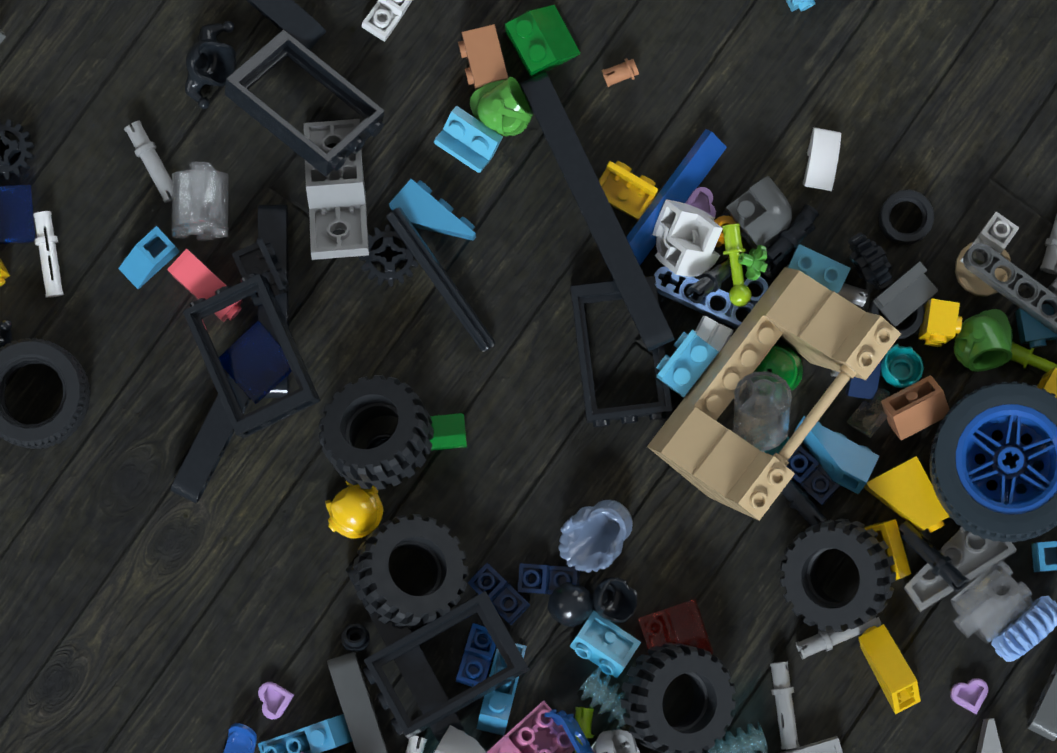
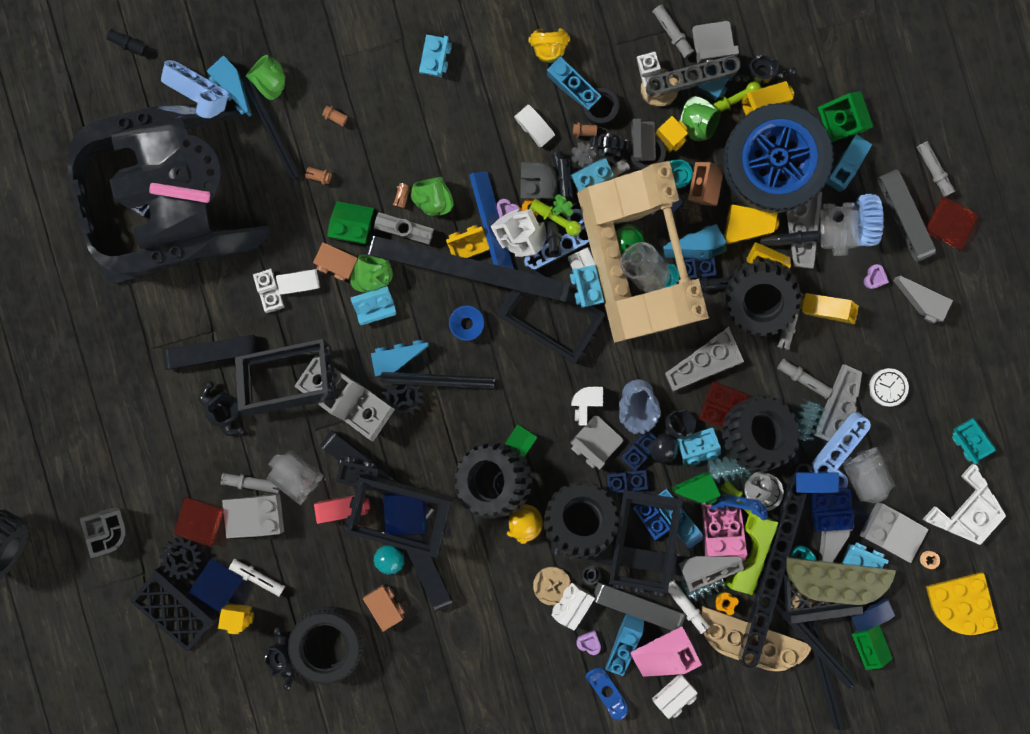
camera: 45 degrees left, 5 degrees up
(61, 137) = (198, 521): none -> clear red slope
(116, 194) = (253, 516): none -> light grey slope
(129, 426) = (384, 607): none -> nougat brick
(148, 257) = (301, 526): dark azure slope -> none
(188, 389) = (389, 559): none -> teal hair
(302, 643) = (572, 606): none -> white brick
(307, 602) = (550, 585): none -> tan tile
(426, 33) = (298, 281): none -> white slope
(515, 520) = (596, 442): none -> light grey bracket
(537, 246) = (462, 313): none -> blue piece
(555, 681) = (699, 488): none -> green slope
(556, 465) = (586, 397): none -> white brick
(578, 88) = (391, 225): none -> light grey piece
(646, 107) = (432, 196): none -> bright green helmet
(717, 576) = (712, 358): none -> light grey wing
(834, 247) = (582, 158): none -> clear plant
(864, 220) = (584, 130): none -> nougat pin
(905, 163) = (572, 83): none -> dark azure slope
(926, 103) = (549, 45): none -> yellow helmet

